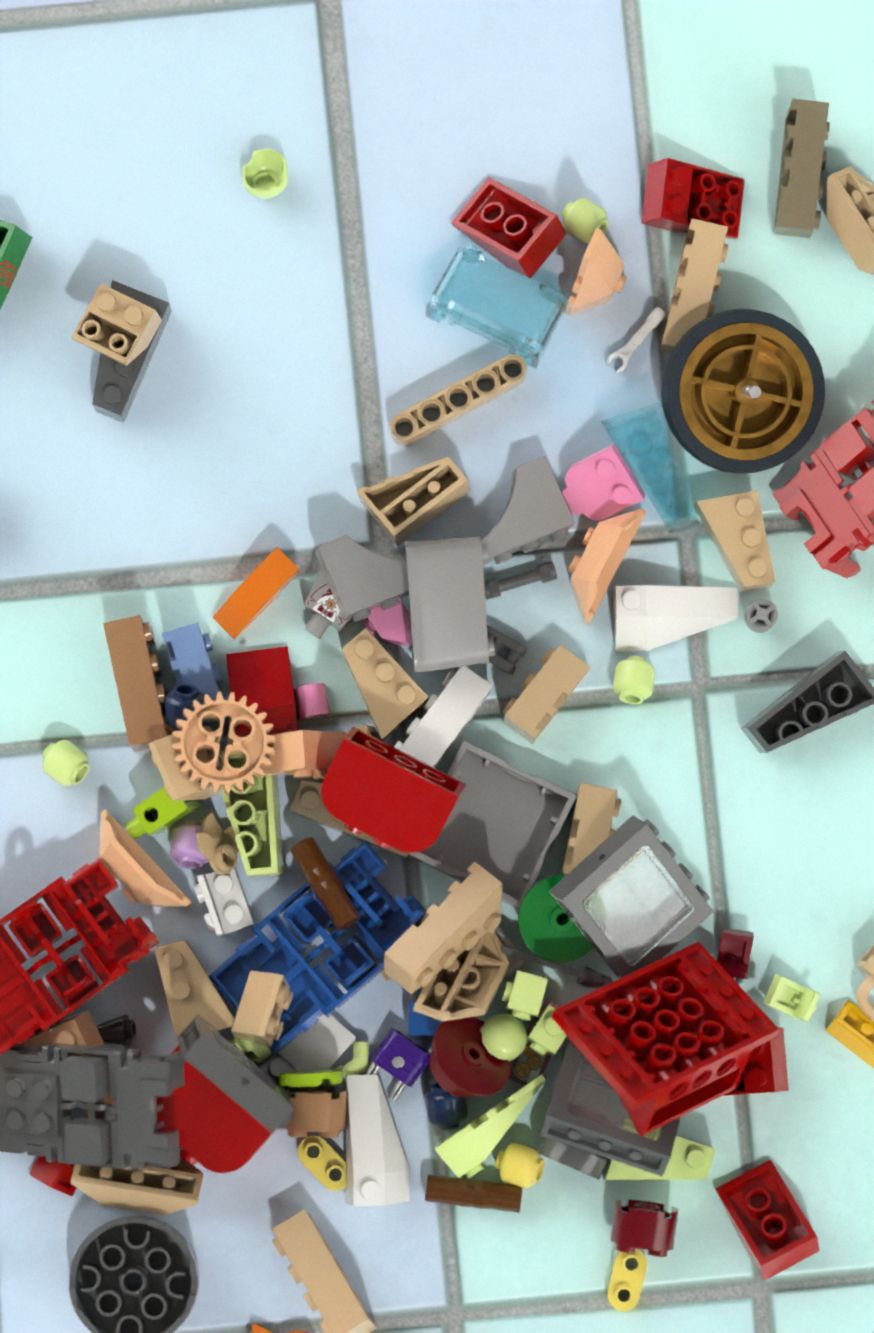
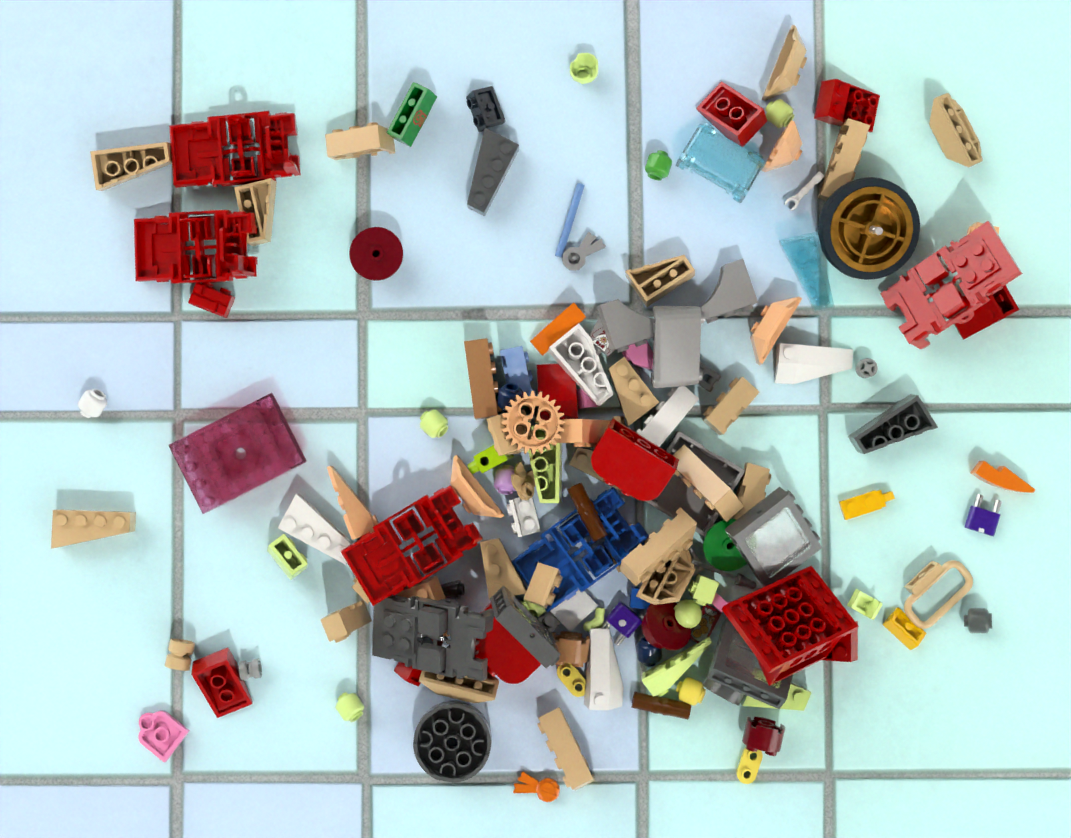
camera: 10 degrees right, 5 degrees up
(111, 249) = (485, 108): none -> black bracket
(117, 325) = (486, 156): tan slope -> none
(261, 417) = (569, 220): none -> medium blue bar
(275, 476) = (575, 256): none -> light grey piece
(295, 641) = (580, 361): none -> white wedge
(308, 1078) = (568, 629): lime tile -> none
(397, 318) = (658, 165): none -> bright green head
(466, 387) = (698, 212): tan beam -> none
(514, 822) = (706, 484): none -> tan wedge
(545, 573) = (735, 330): dark grey bar -> none
(546, 1035) = (714, 615): yellowish green bracket -> none
(591, 144) = (787, 65): none -> tan wedge
(601, 485) = (776, 279): bright pink plate -> none
(633, 680) = (785, 401): yellowish green head -> none
(735, 952) = (832, 573): dark red bracket -> none
(740, 536) = (858, 319): tan wedge -> none
(768, 1220) = (838, 736): red slope -> none
(778, 835) = (864, 503): none -> yellow hinge
(801, 168) = (916, 91): dark tan wedge -> none

